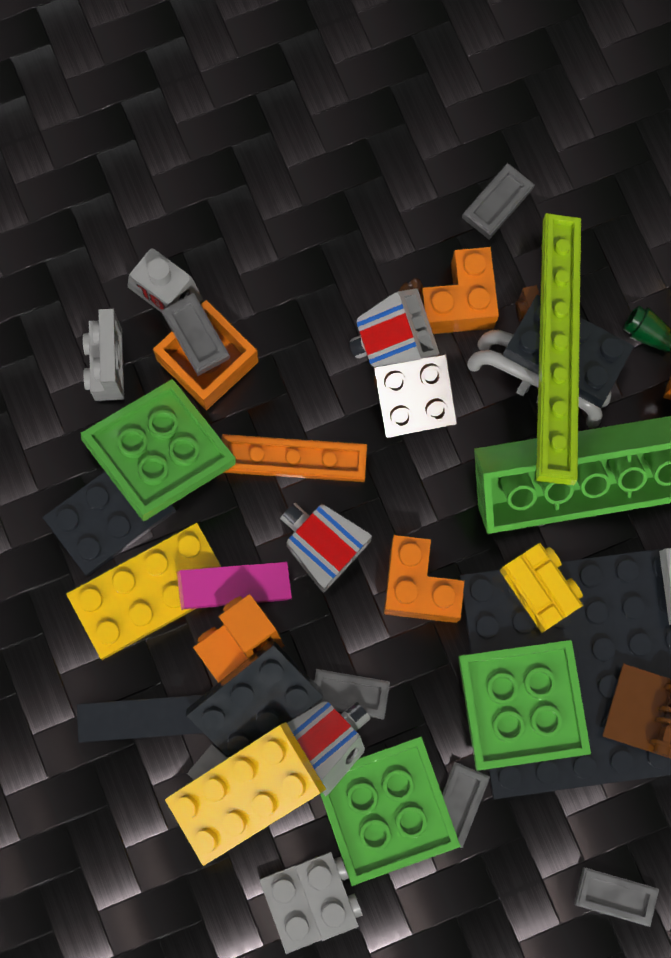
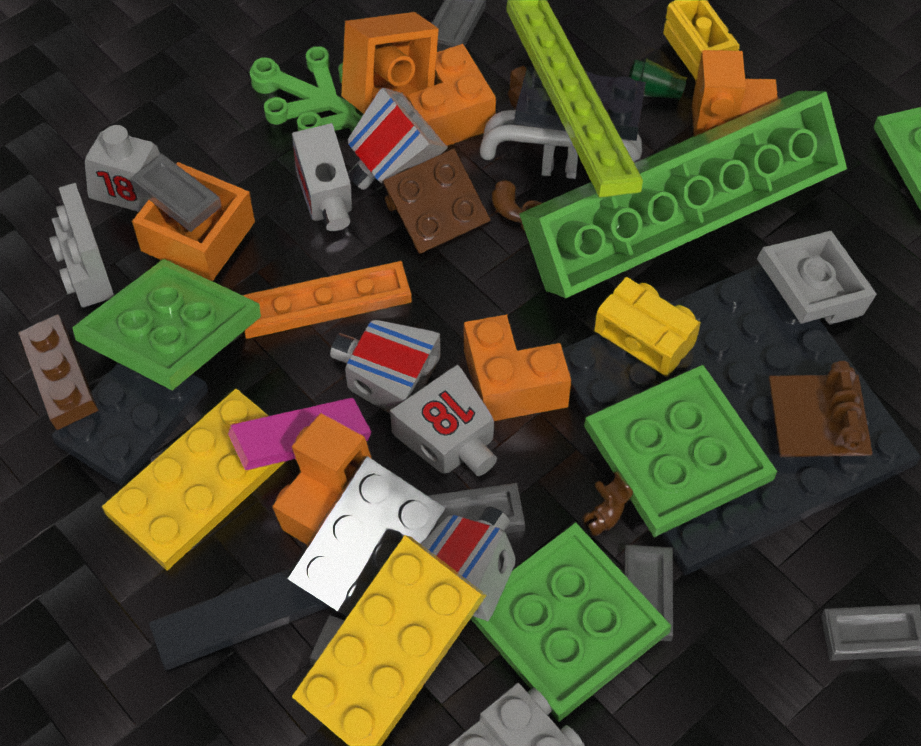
camera: 15 degrees left, 20 degrees down
(60, 461) = (58, 372): none -> reddish brown plate
(326, 333) = (323, 175): none -> light grey torso
(351, 251) = (268, 78): none -> bright green plant
(353, 614) = (447, 424): none -> light grey torso
(417, 249) = (389, 54): none -> orange brick
(451, 730) = (609, 511): none -> reddish brown arm
(473, 415) = (504, 202): none -> reddish brown arm

